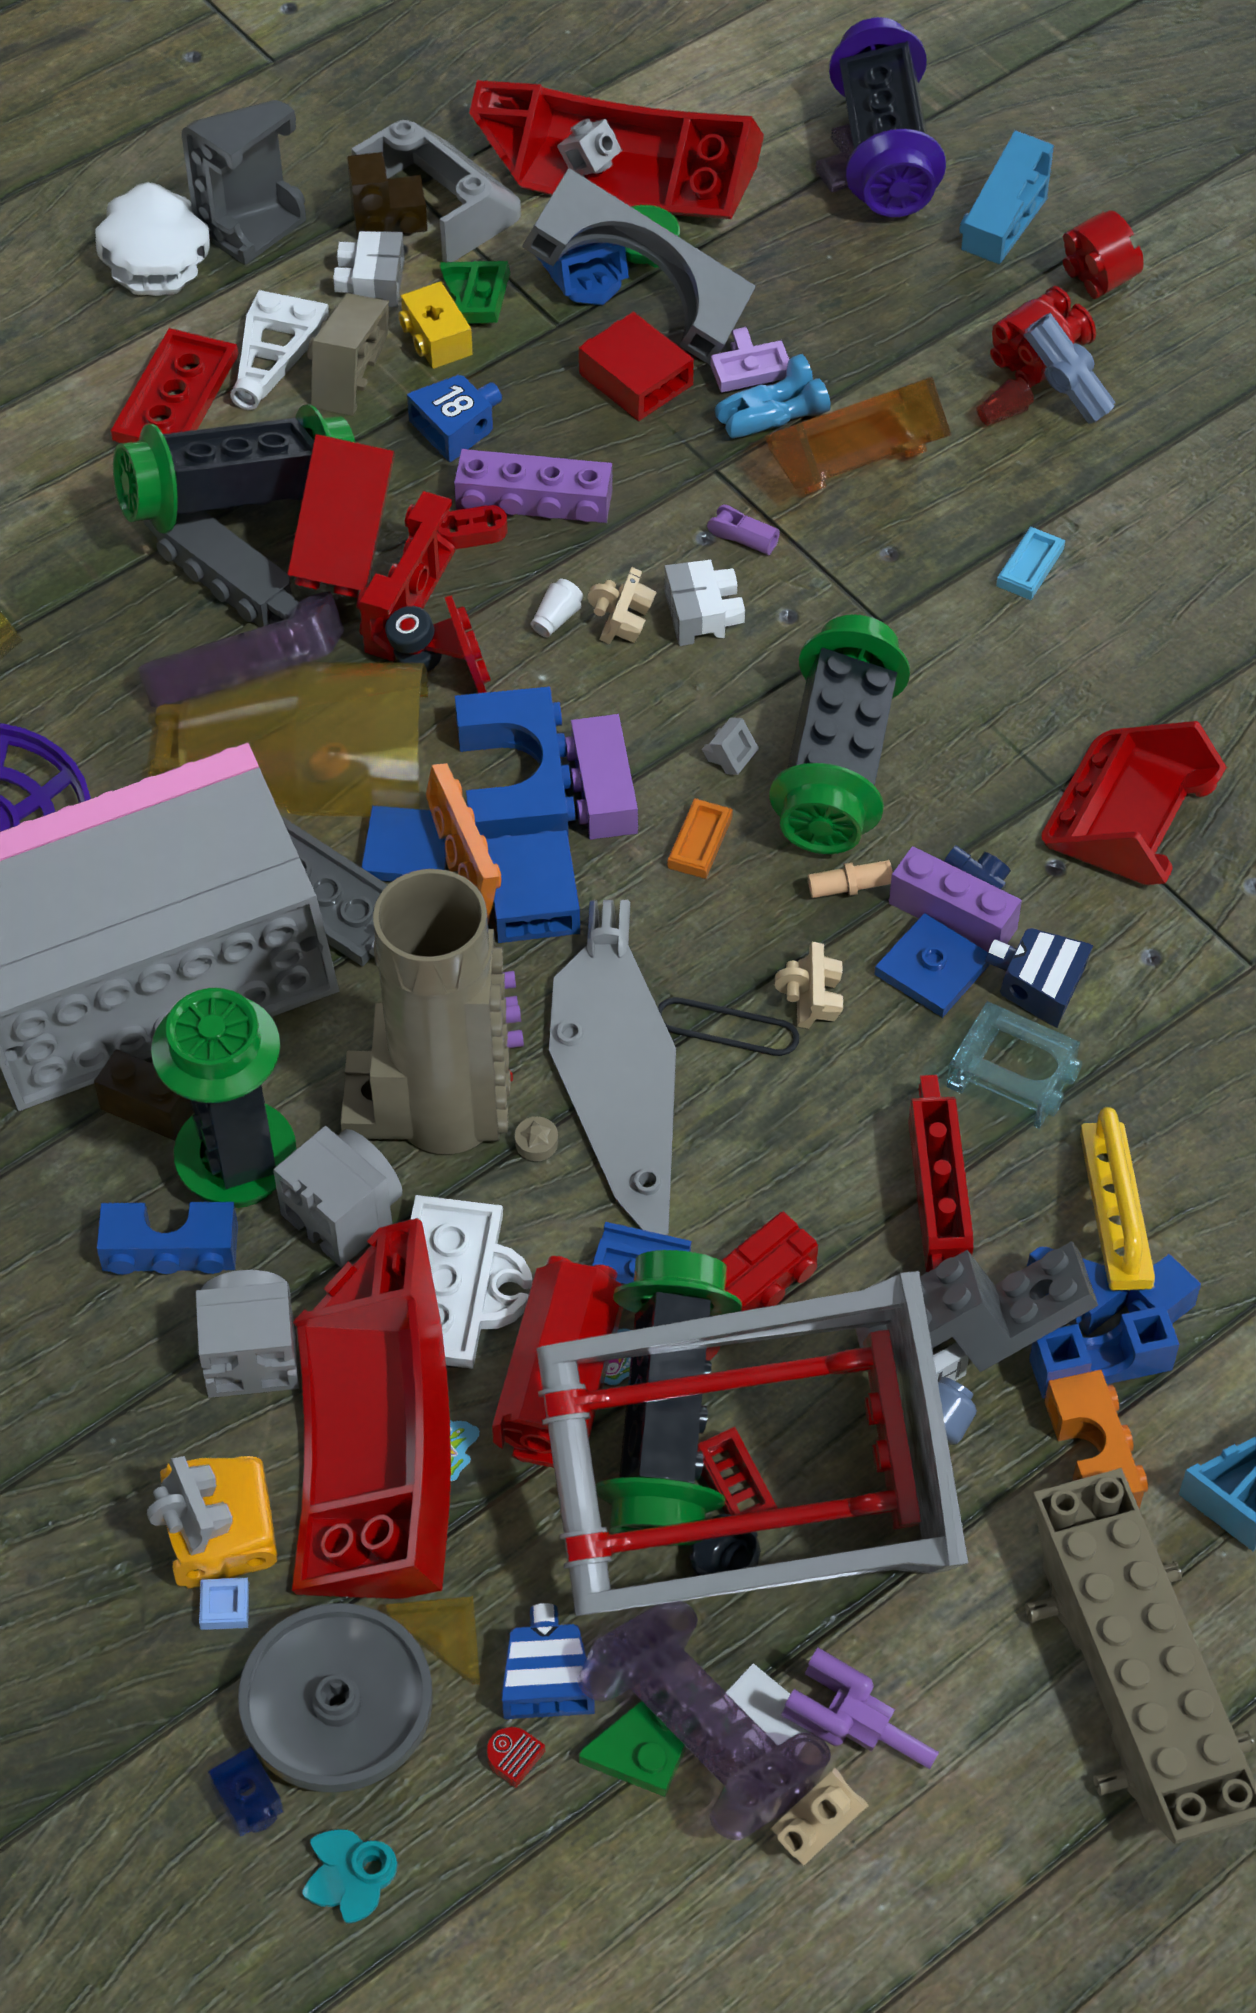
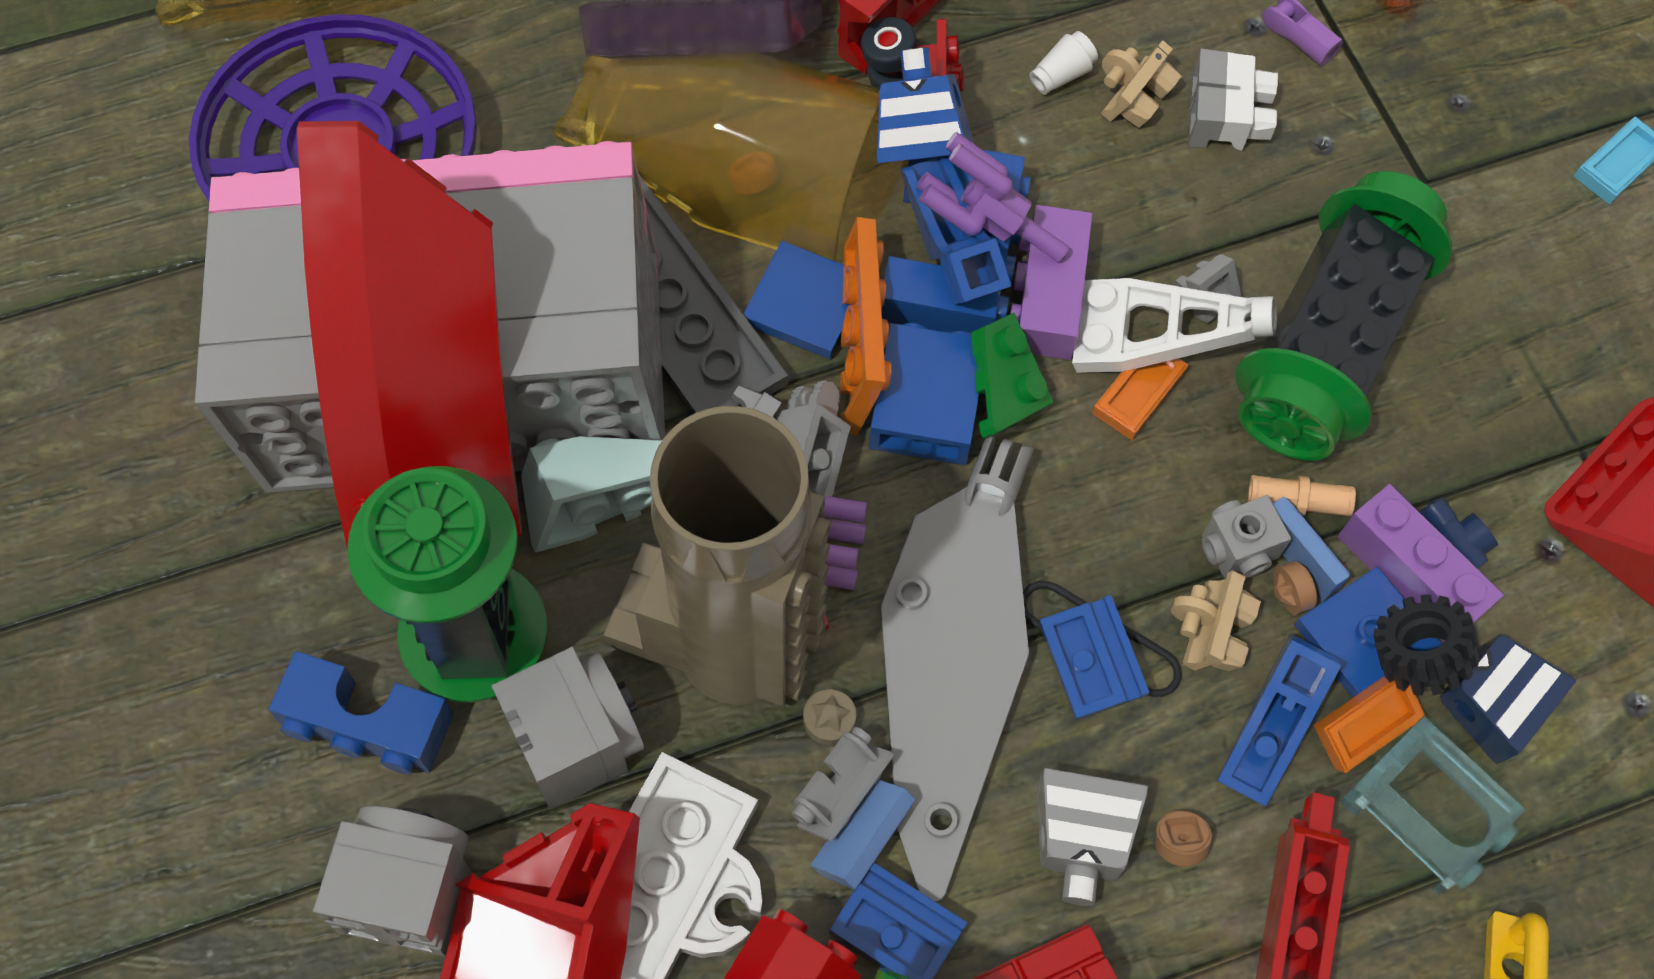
camera: 15 degrees right, 10 degrees up
(134, 915) = (399, 319): none -> red slope
(314, 1008) = (582, 483): none -> light aqua wedge
(457, 671) = (919, 111): none -> torso
(512, 756) = (969, 263): none -> blue arch
(533, 723) = (989, 200): none -> medium lavender plant
(557, 1193) = (828, 804): none -> light grey hinge
(591, 851) = (1007, 375): none -> green wing
(591, 1206) = (864, 836): none -> medium blue tile
(655, 789) = (1106, 318): none -> white plate
(726, 1036) = (1093, 657): none -> blue plate
(759, 1153) = (1086, 829): none -> light grey torso
(815, 916) = (1245, 537): none -> light grey brick
(835, 1141) = (1183, 838): none -> medium nougat tile
(863, 915) = (1311, 552): none -> medium blue tile
(865, 945) = (1294, 587): none -> medium nougat tile
(881, 1038) = (1279, 719): none -> blue slope
(949, 1021) = (1367, 723): none -> orange tile
(972, 949) = (1433, 666): none -> black tyre

